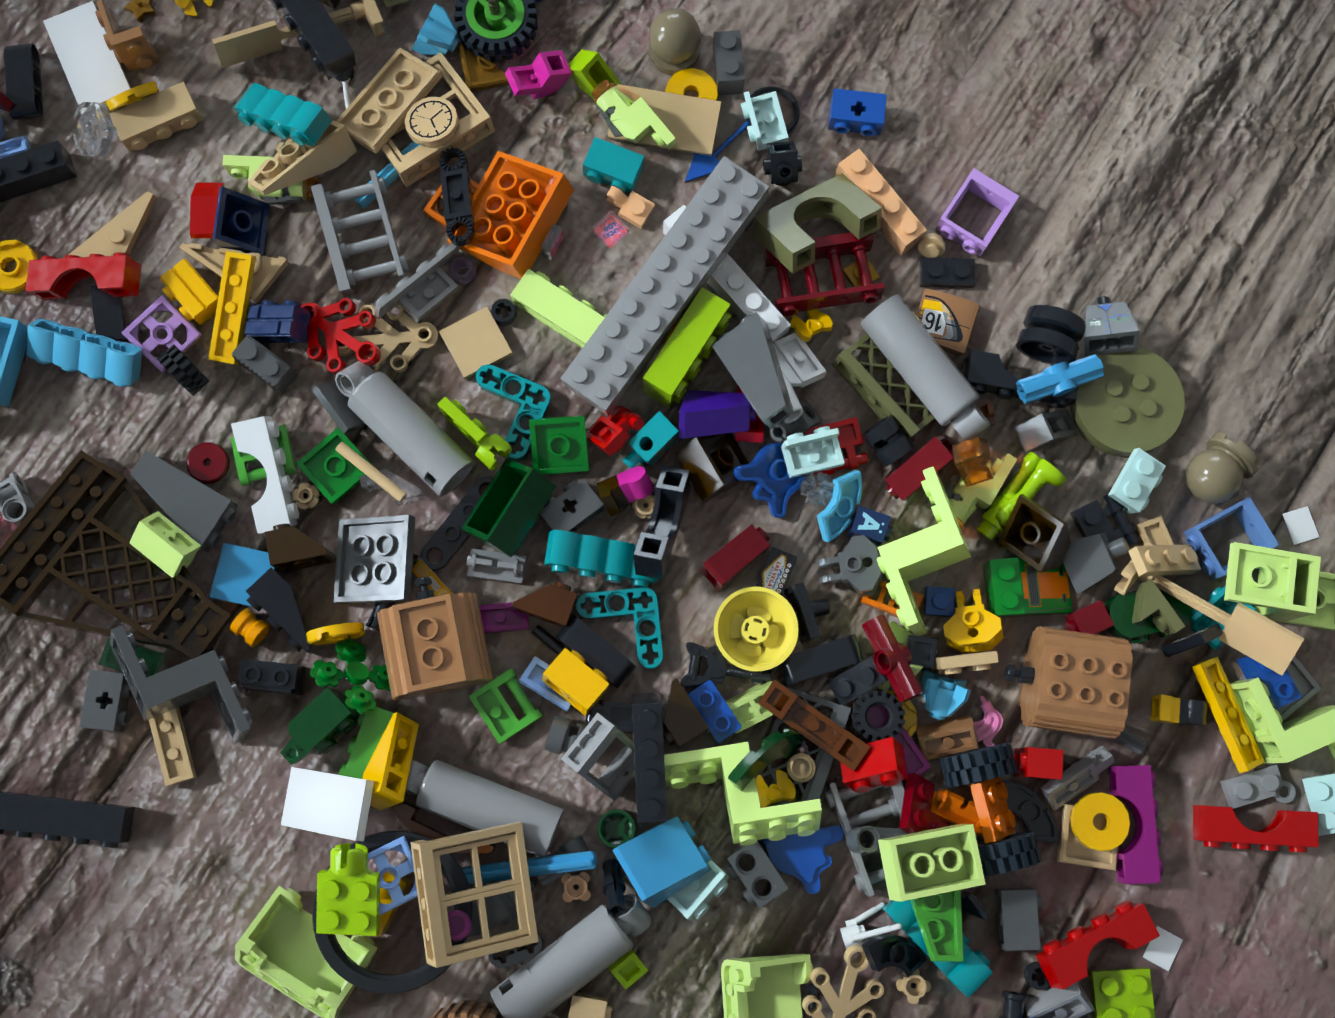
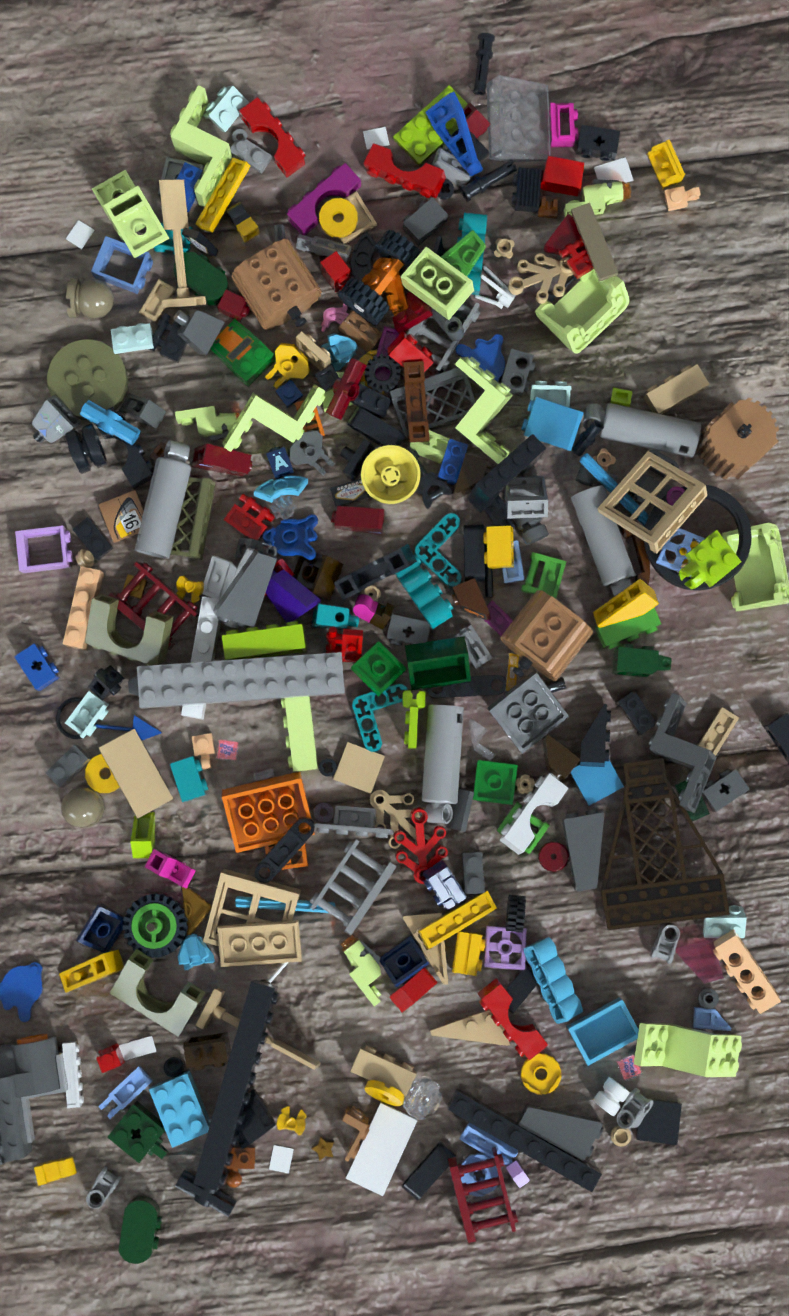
camera: 125 degrees left, 5 degrees up
(164, 543) = (617, 831): yellowish green hinge -> none
(250, 627) = (621, 749): light orange wheel -> none
(282, 115) = (322, 993): teal brick -> none
(297, 162) = (332, 959): tan wedge -> none
(327, 803) = (674, 620): white tile -> none
(335, 633) = (584, 697): yellow tile -> none
(355, 673) = (596, 666): green plant -> none
(371, 472) = (482, 755): tan bar -> none
(432, 121) = (252, 903): tan tile -> none
(616, 827) = (556, 462): dark green wheel -> none
(630, 119) = (155, 791): yellowish green plate -> none
(773, 748) = (449, 411): dark green tile -> none
(782, 791) = (462, 392): yellow piece -> none
(801, 767) = (443, 392): tan plate -> none
(812, 452) = (267, 524): light aqua bracket -> none
(887, 440) = (223, 488): black wheel -> none
(895, 951) = (497, 270): black tile -> none
(973, 461) = (197, 433): clear orange slope -> none
(1028, 481) = (203, 396): lime piece -> none
(1036, 535) = (213, 366): dark brown slope -> none
(1151, 601) = (199, 278): olive slope -> none
(1164, 560) = (167, 289): tan plate -> none

